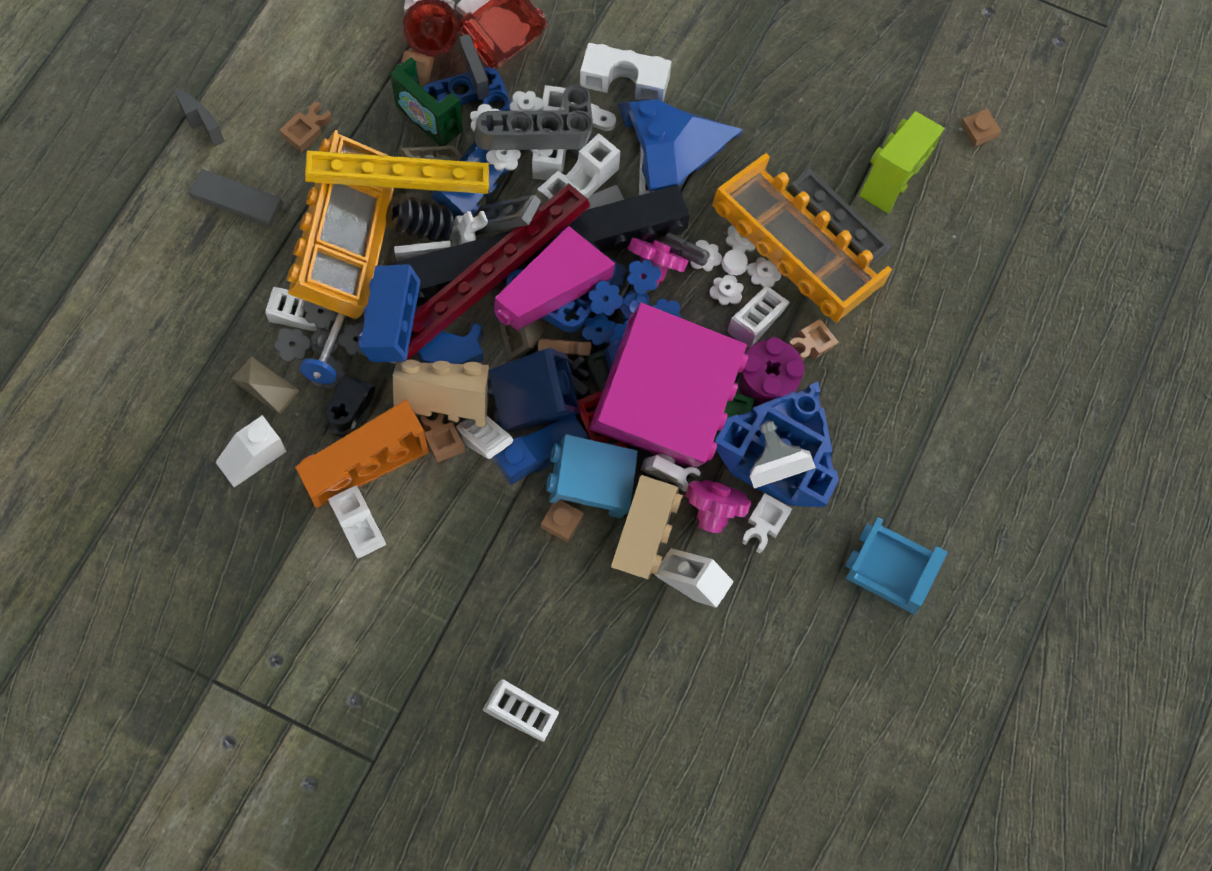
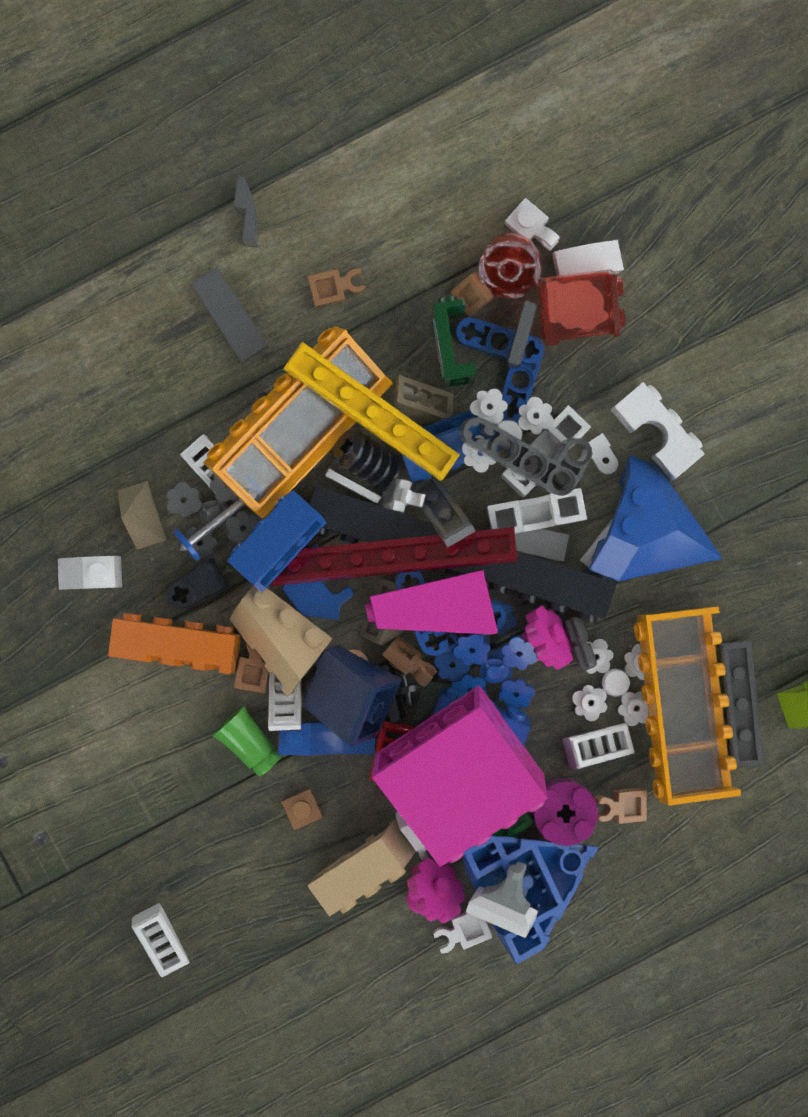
camera: 40 degrees right, 20 degrees up
(357, 522) = (137, 693): white slope -> none
(477, 493) = (247, 742): none -> bright green plant
(592, 474) = (346, 797): dark azure panel -> none
(695, 577) = (371, 936): white slope -> none
(894, 566) = (540, 1042): dark azure panel -> none

